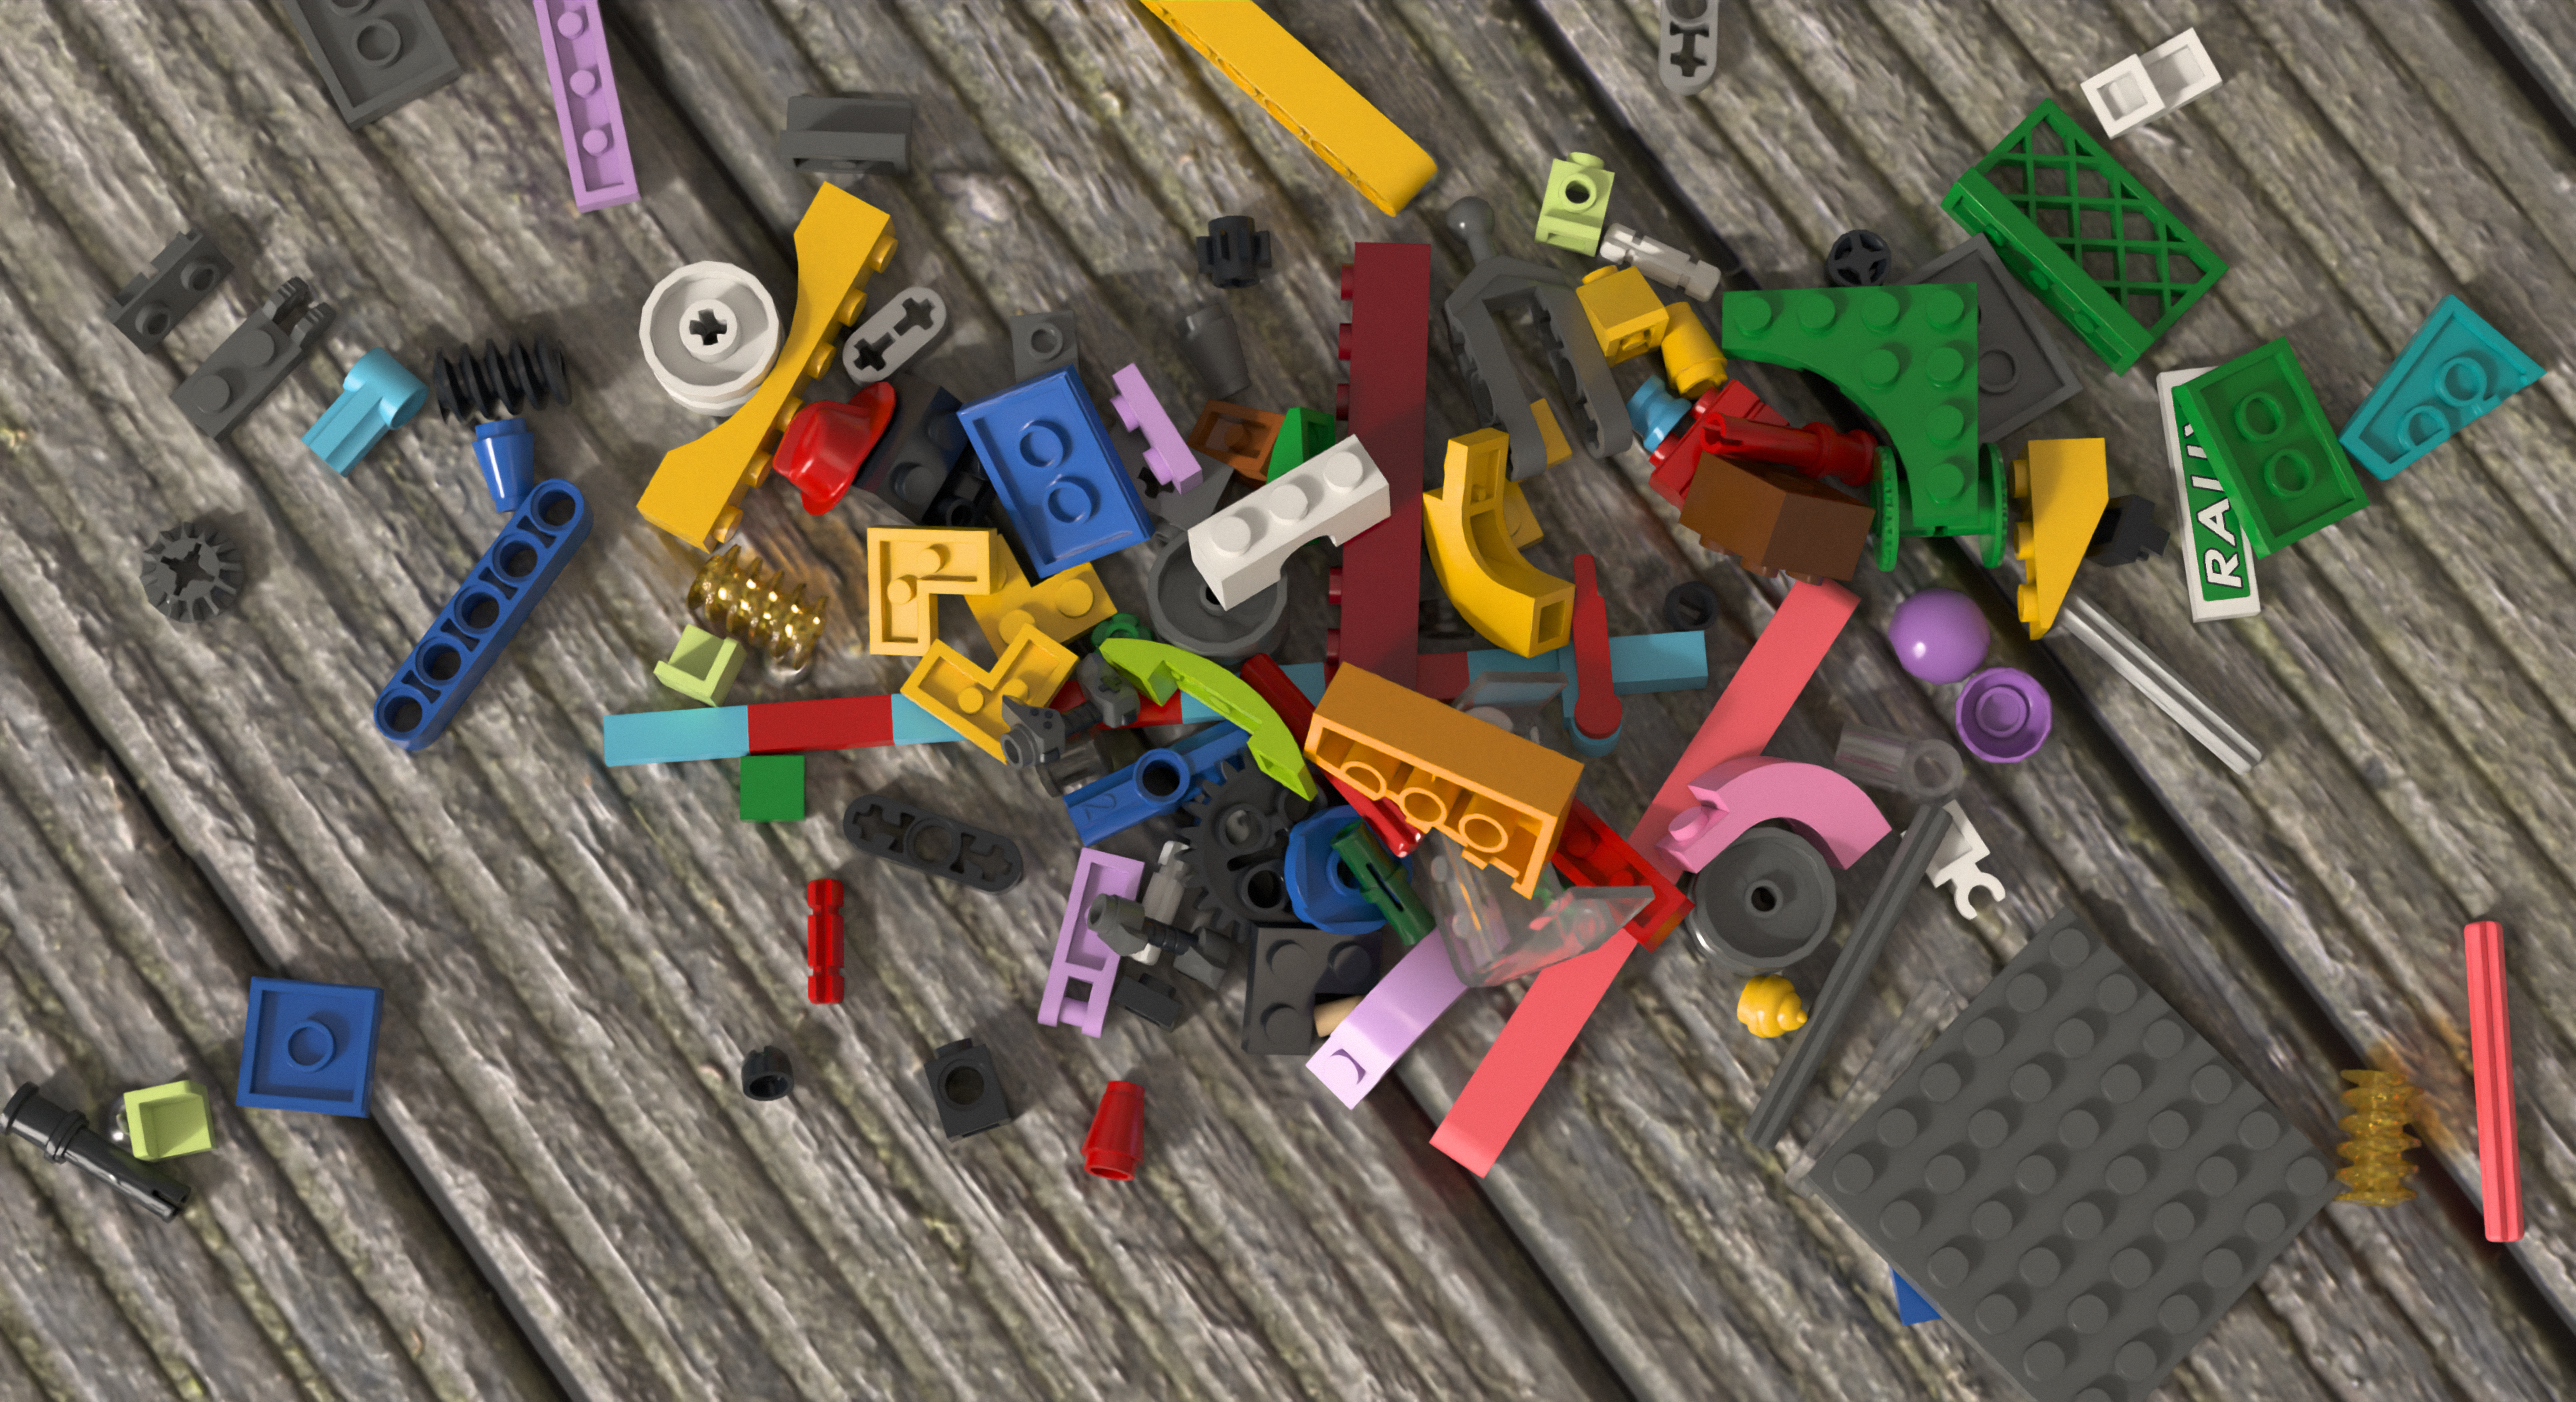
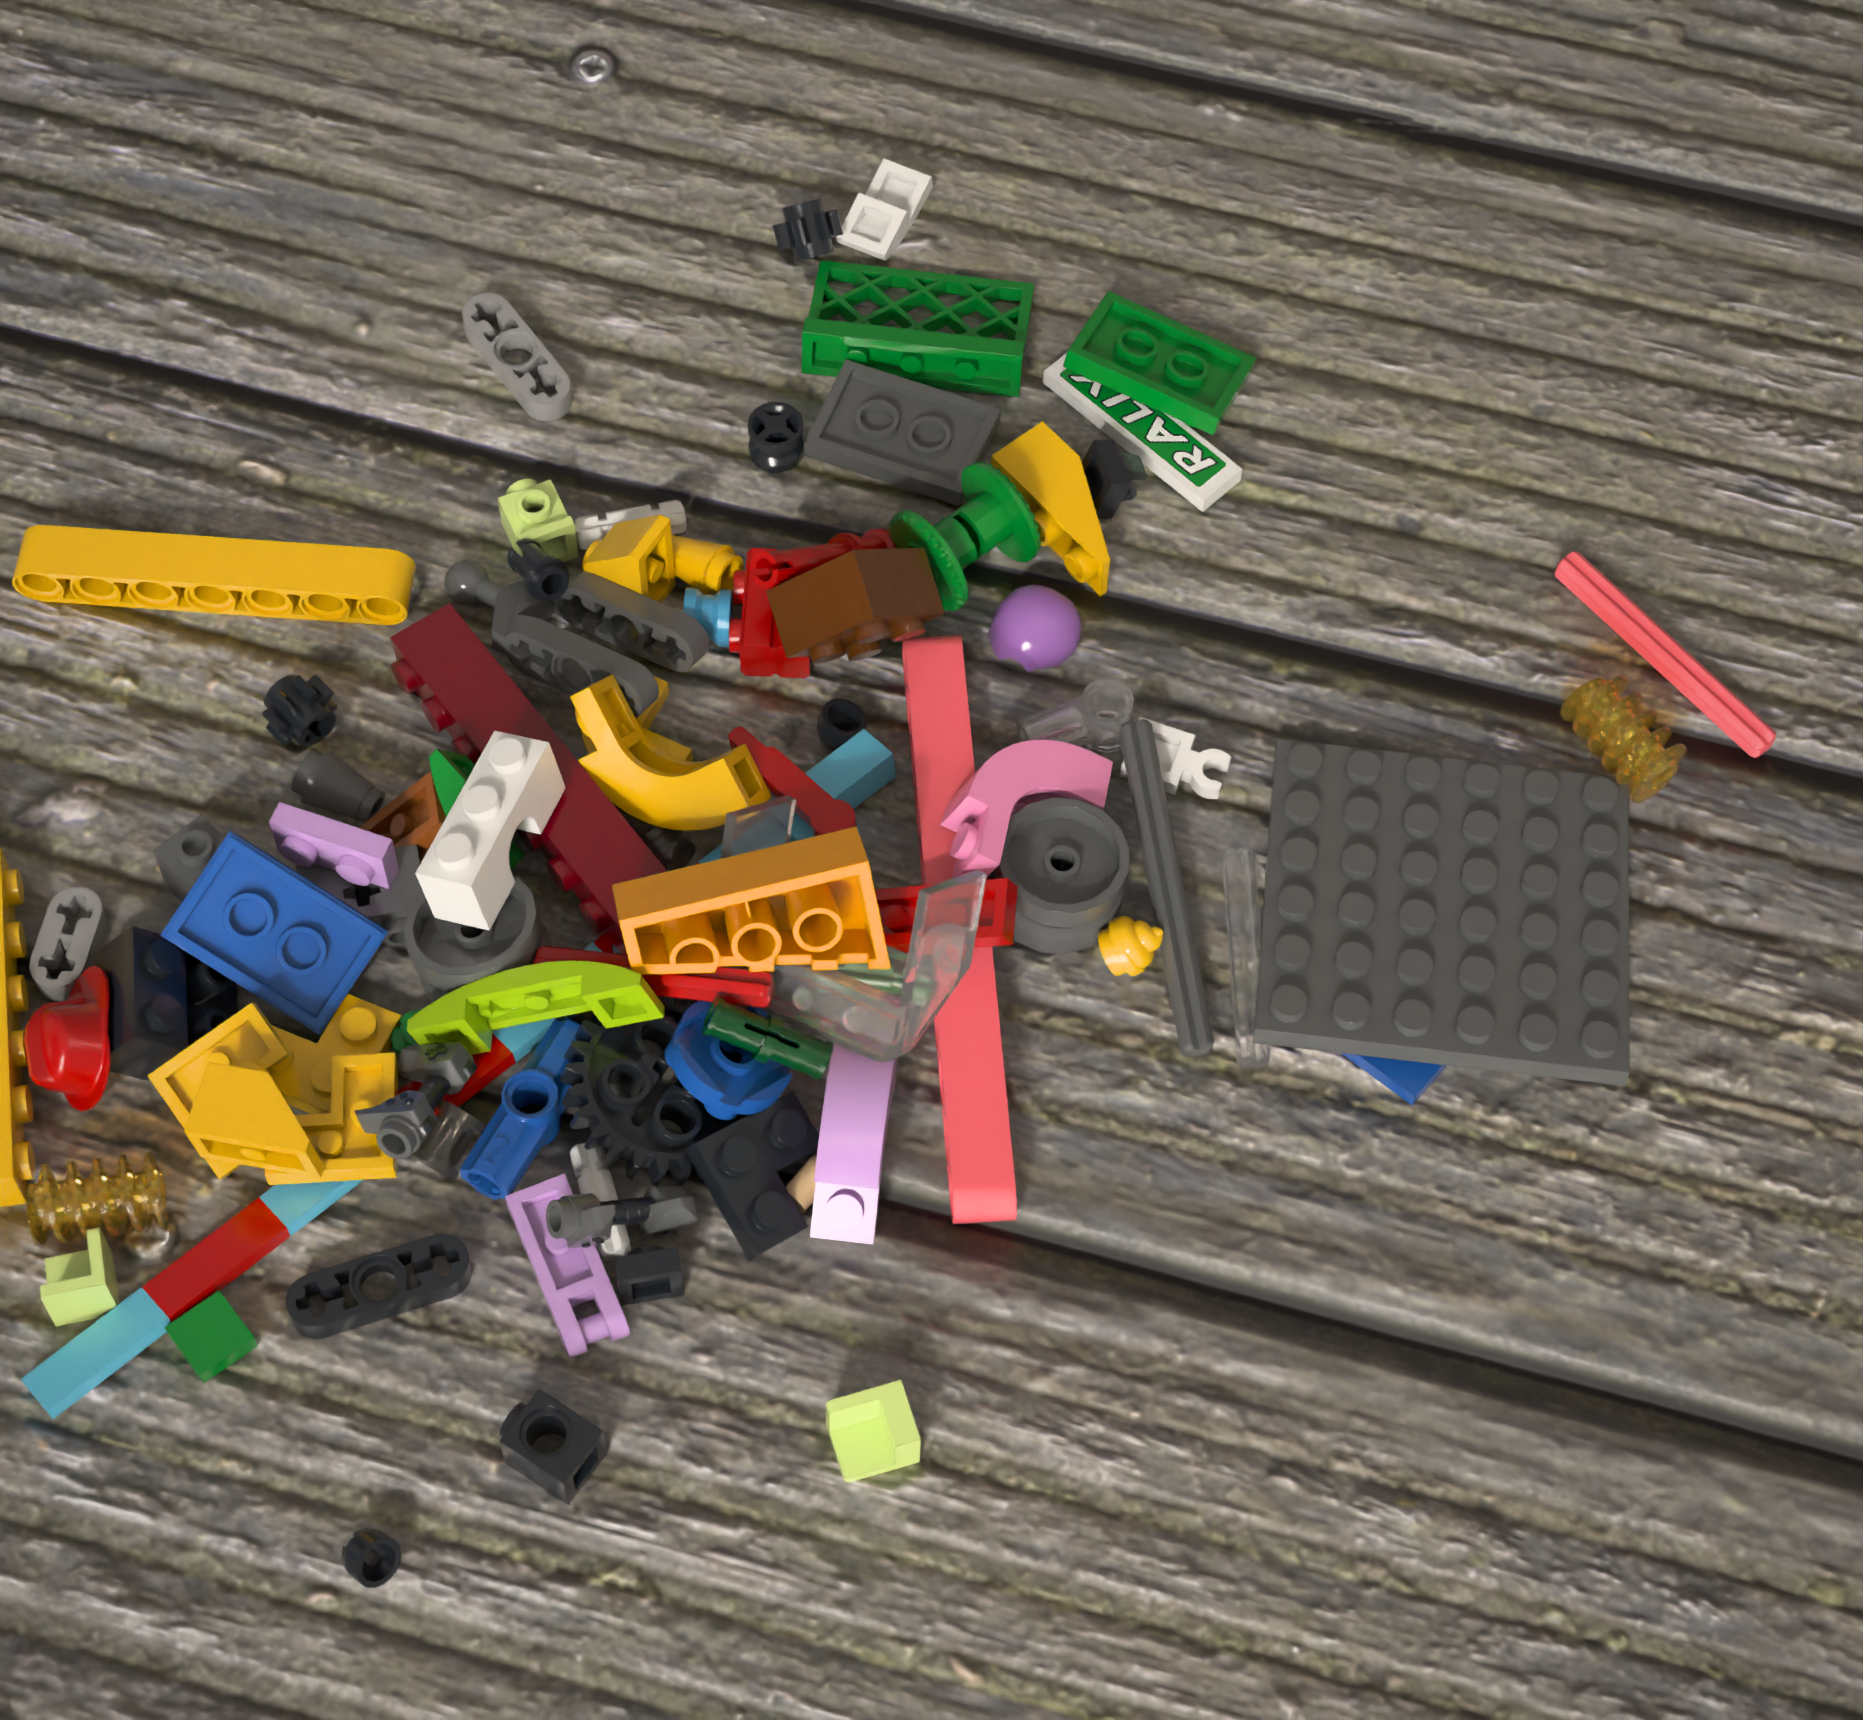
camera: 40 degrees left, 20 degrees down
(825, 941) = (343, 1421): red axle -> none
(916, 640) = (248, 1122): none -> yellow slope
(1117, 1133) = (701, 1393): red cone -> none
(1226, 1273) = (873, 1431): none -> yellowish green panel
(1531, 278) = (543, 575): none -> black pin
(1900, 357) = (852, 459): green plate -> none
(2004, 715) = (1127, 641): medium lavender hair -> none
(2056, 61) = (808, 229): none -> black gear
(2159, 682) = (1215, 559): light grey axle -> none
(2435, 387) = (1235, 266): teal wing -> none

